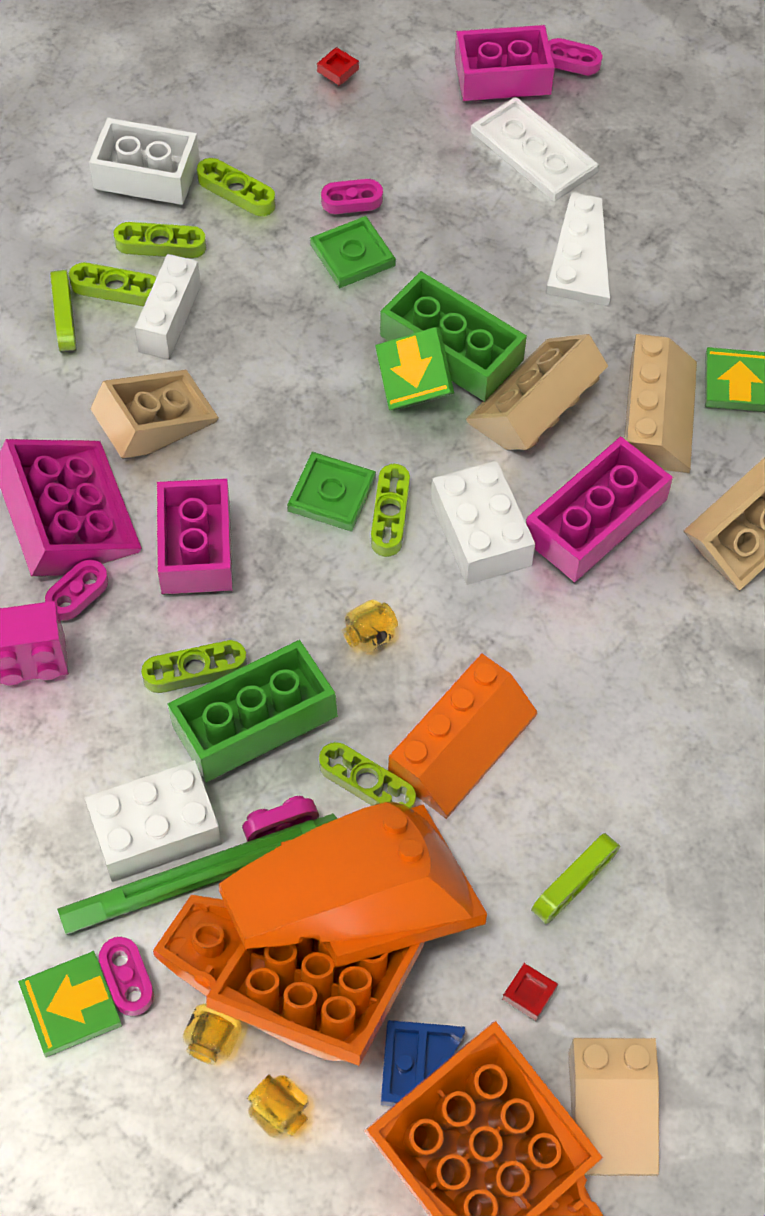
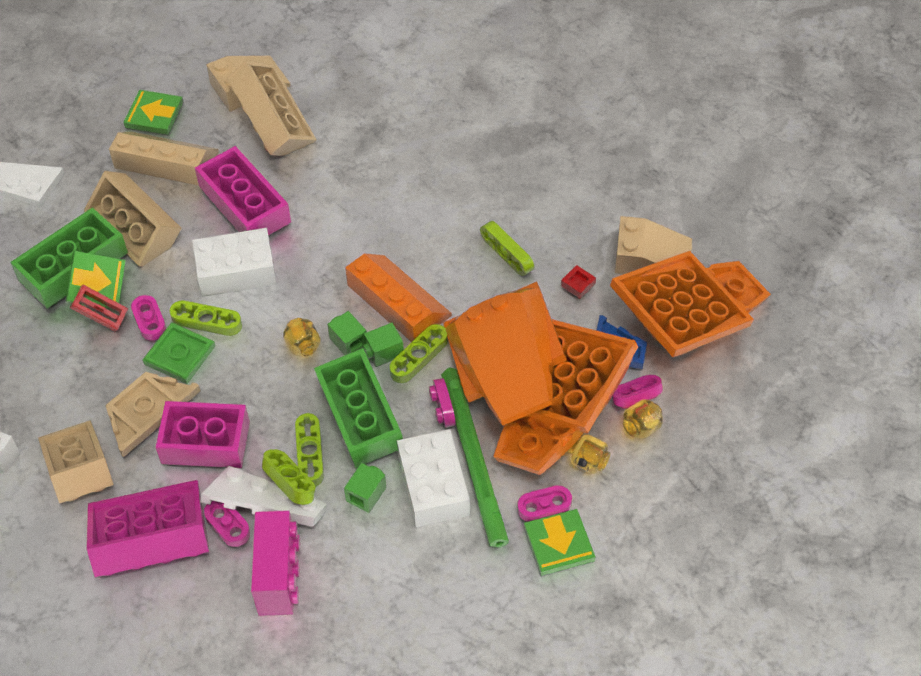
camera: 80 degrees left, 5 degrees down
(111, 622) = (245, 490): none -> white wing
(133, 656) = (297, 486): none -> lime beam
(135, 740) = (365, 487): none -> bright green brick
(252, 468) = (140, 407): none -> tan wing
(332, 1096) = (641, 388): none -> dark pink plate
(369, 728) = (383, 344): none -> bright green brick
(376, 445) = (149, 319): none -> dark pink plate
(382, 680) = (346, 333): none -> bright green brick
(389, 384) = (114, 326): none -> tile

